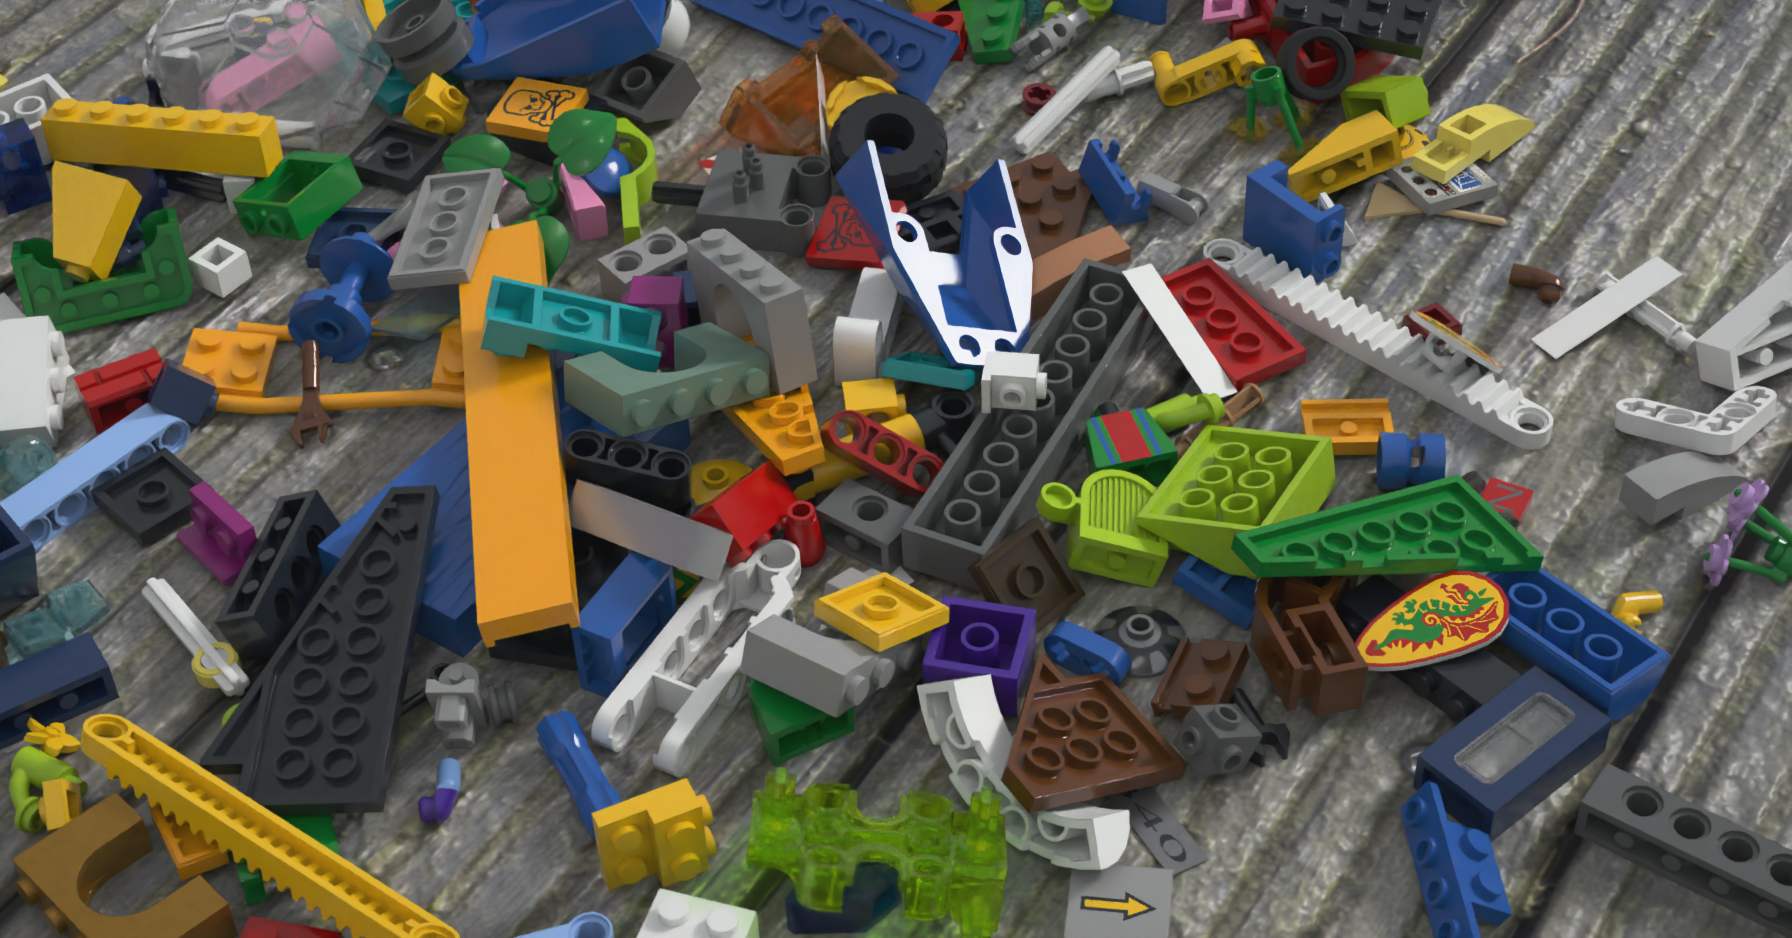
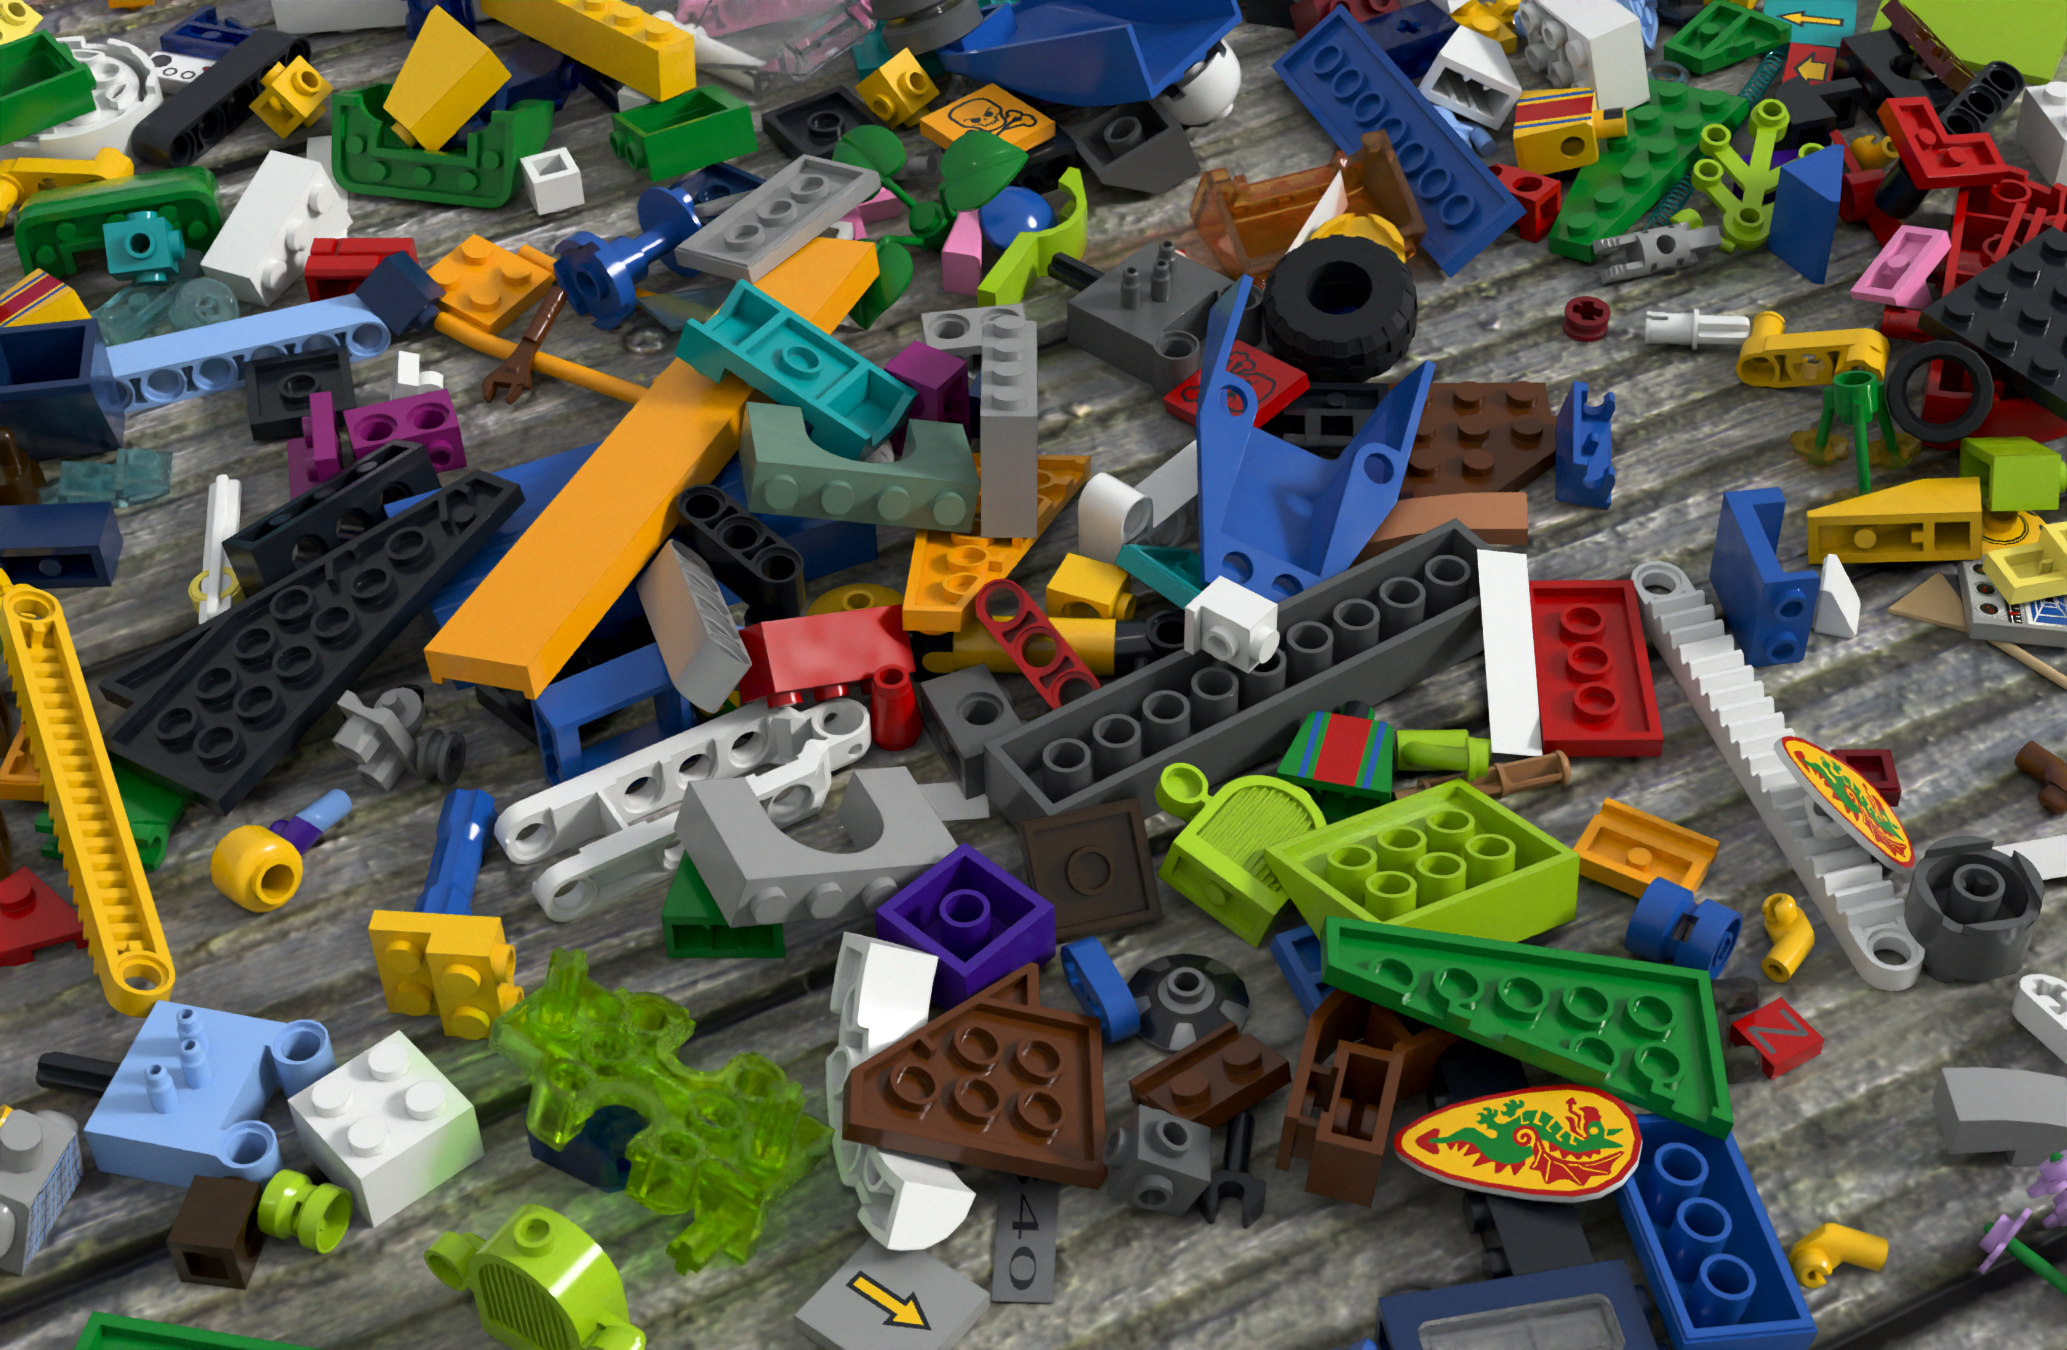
camera: 30 degrees right, 0 degrees up
(240, 460) = (408, 381): none -> white tile
(277, 476) = (418, 419): none -> magenta brick
(437, 837) = (256, 868): none -> yellow head
(881, 611) = (870, 828): yellow tile -> none
(1065, 100) = (1608, 328): white axle -> none
(1174, 199) = (1654, 495): light grey bar -> none
(1465, 438) = (1790, 935): none -> yellow arm
(1563, 375) = (1973, 909): none -> dark grey brick

